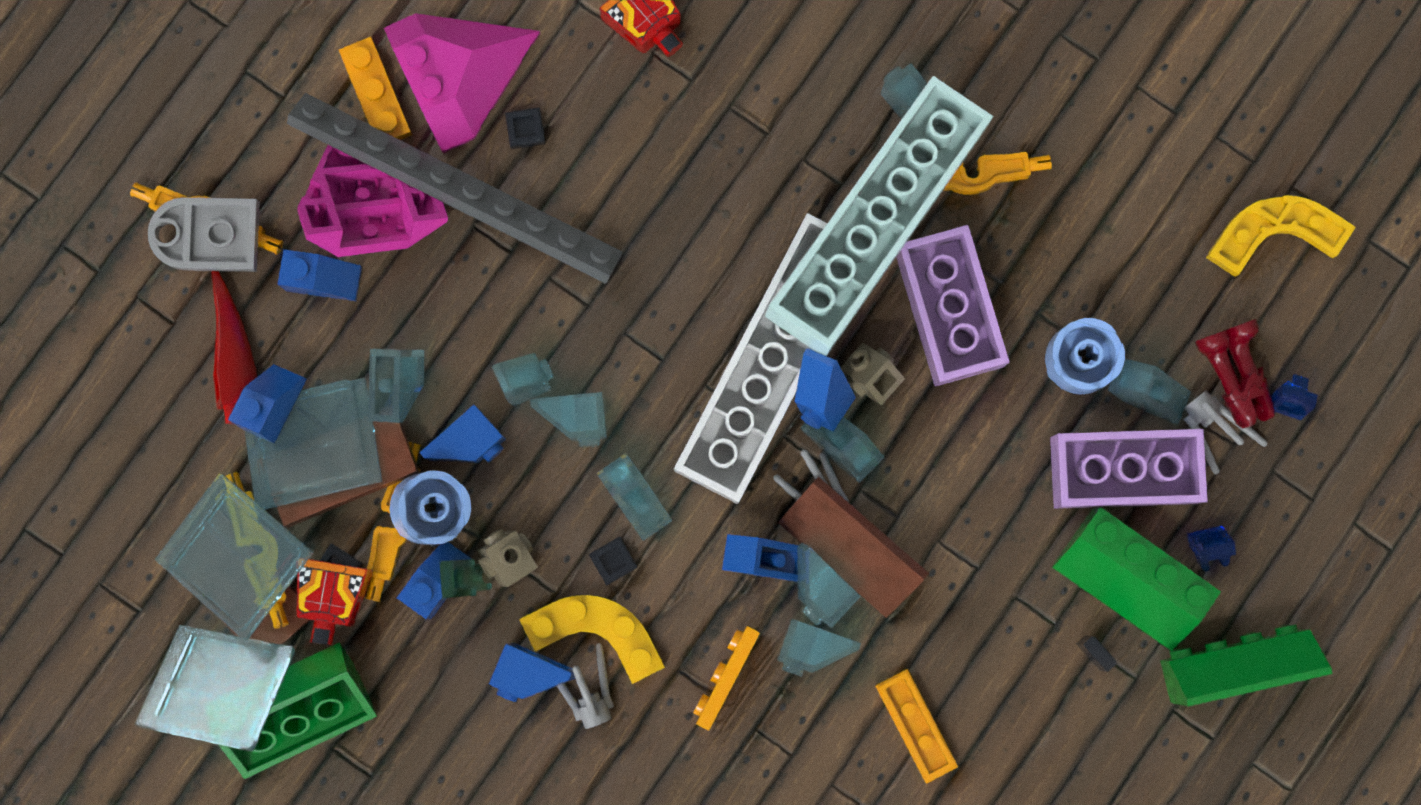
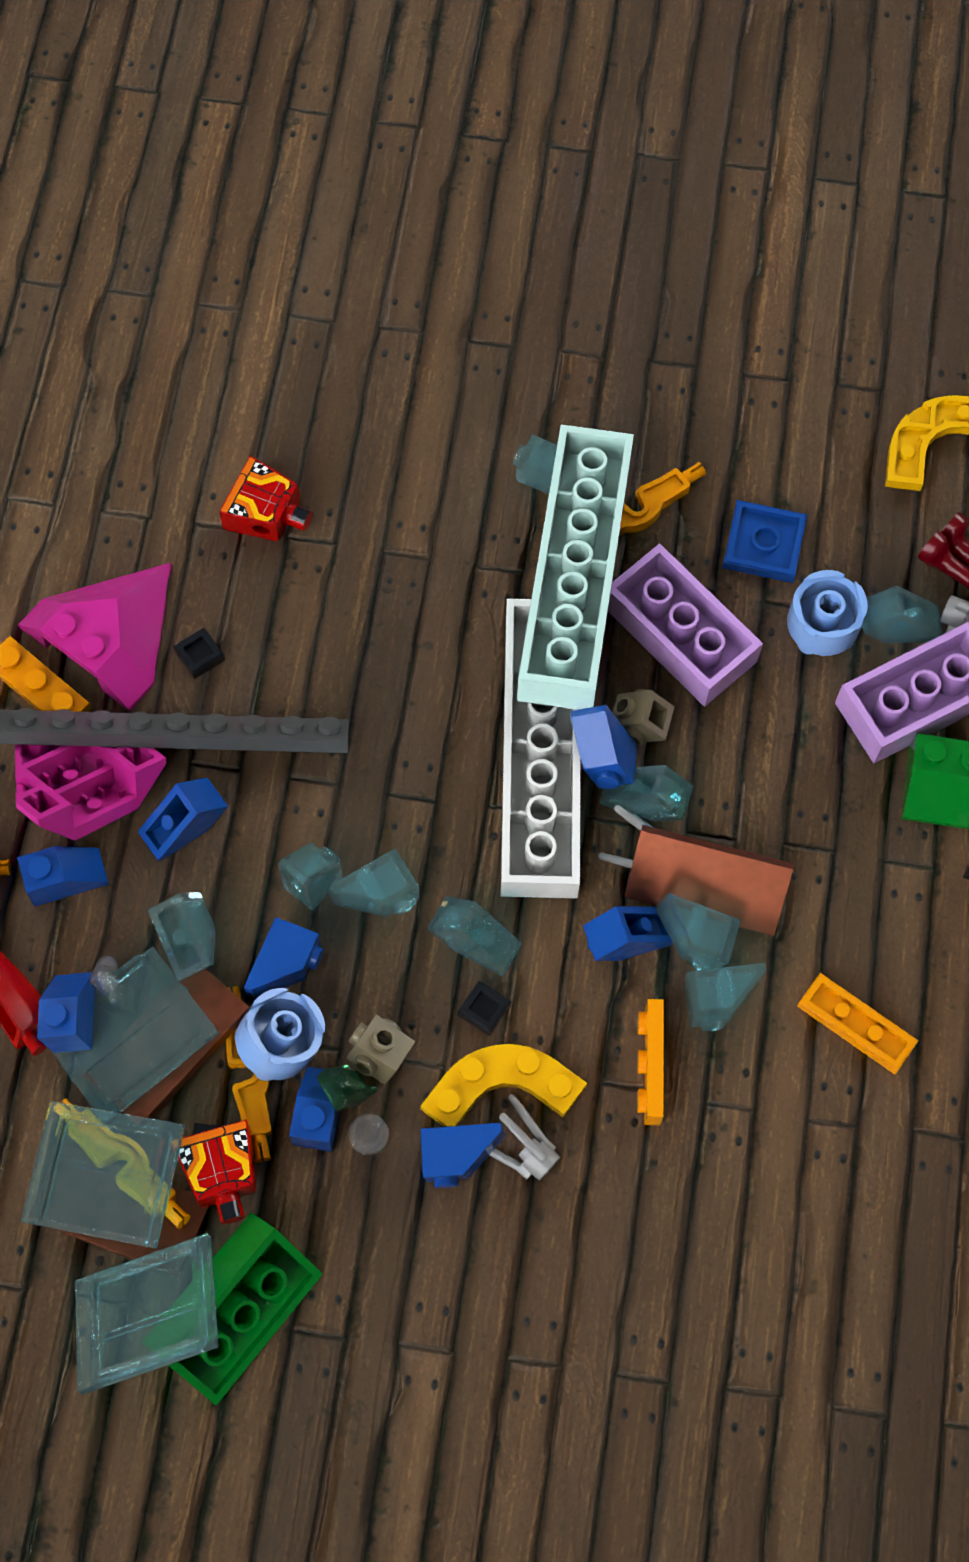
camera: 25 degrees left, 15 degrees down
(310, 383) = (102, 975): none -> clear arm
(441, 274) = (182, 817): none -> blue slope
(466, 621) = (368, 1134): none -> clear plate
(1069, 258) = (764, 541): none -> blue tile

